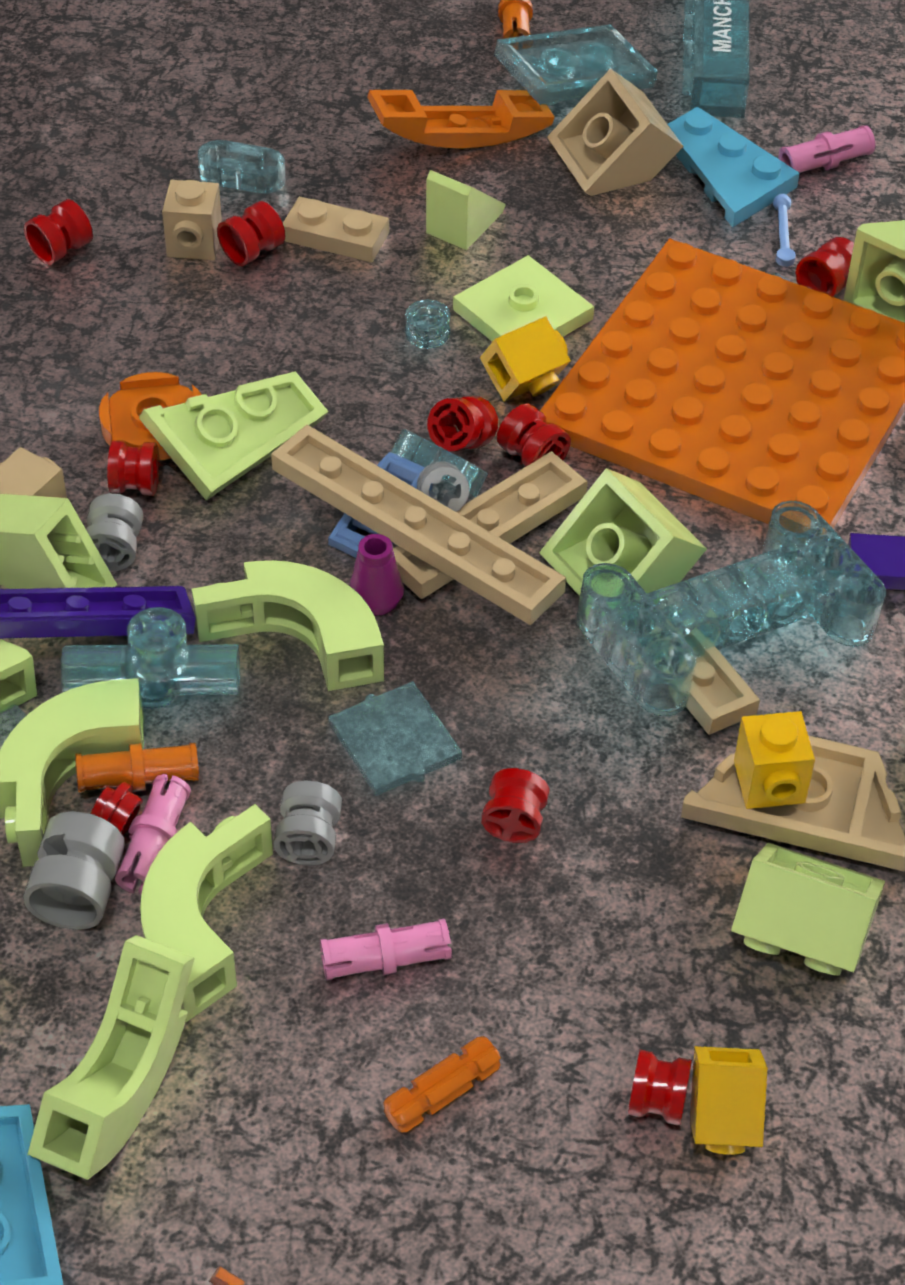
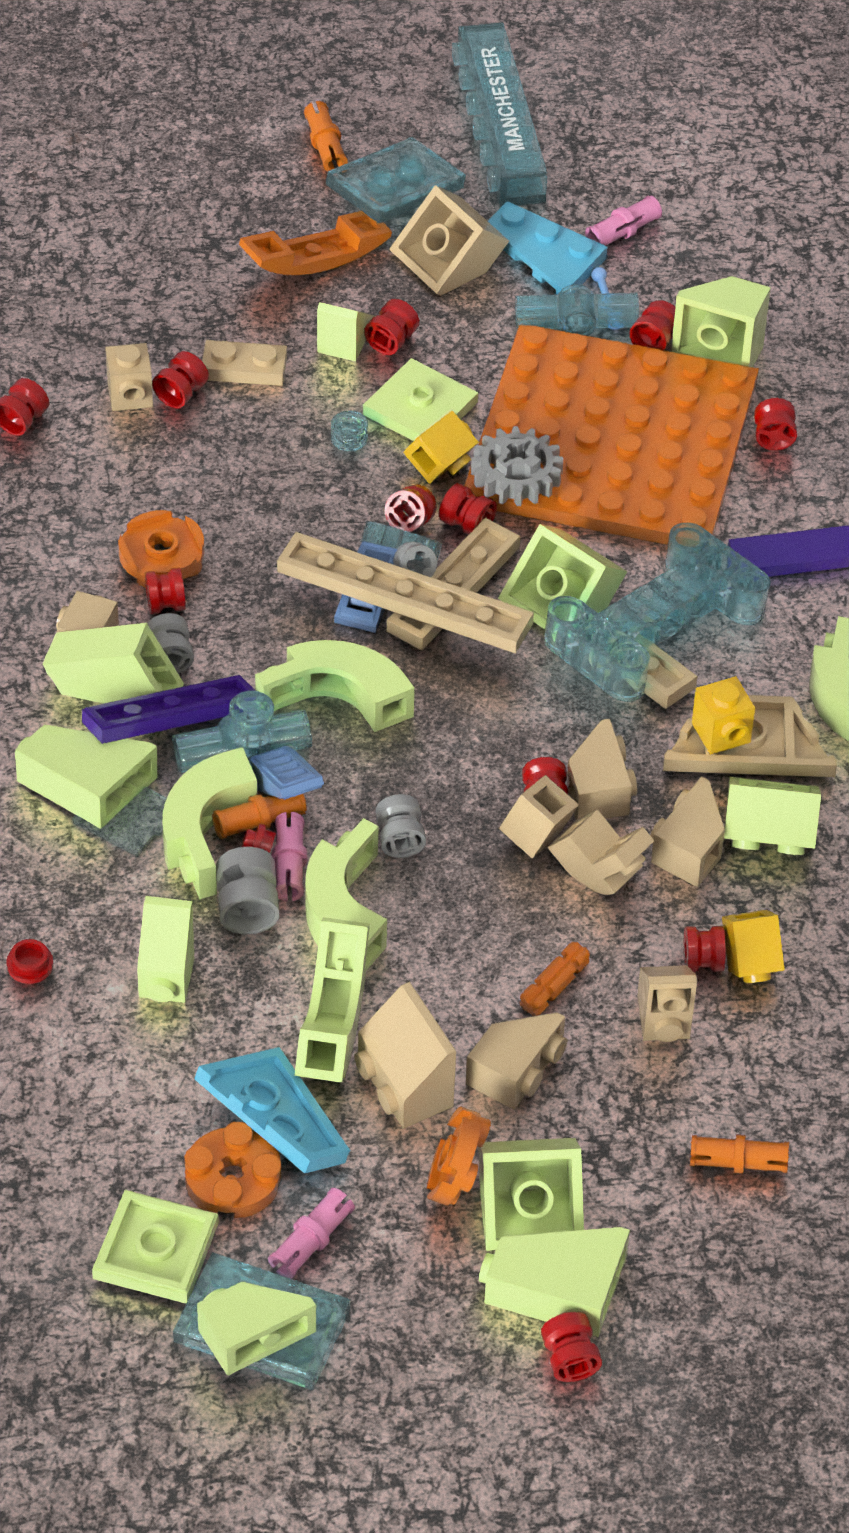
camera: 15 degrees left, 0 degrees up
(180, 722) = (284, 773): none -> medium blue slope
(185, 1169) = (407, 1058): none -> tan slope
(233, 431) = (232, 547): yellowish green wing -> none
(242, 166) = (145, 321): clear light blue beam -> none
(343, 1191) = (513, 1056): none -> tan slope
(377, 574) = (387, 635): magenta cone -> none
(385, 949) = (485, 900): bright pink pin -> none
(395, 738) = (437, 755): clear light blue piece -> none
(488, 848) = (530, 821): none -> tan brick
(514, 218) = (391, 327): none -> red wheel
(555, 916) = (597, 854): none -> tan brick
(579, 1158) = (666, 1002): none -> tan slope
(588, 809) = (599, 775): none -> tan slope
(605, 395) = (517, 466): none -> light grey gear
(687, 918) = (692, 835): none -> tan slope
(741, 234) = (577, 310): none -> clear light blue piece

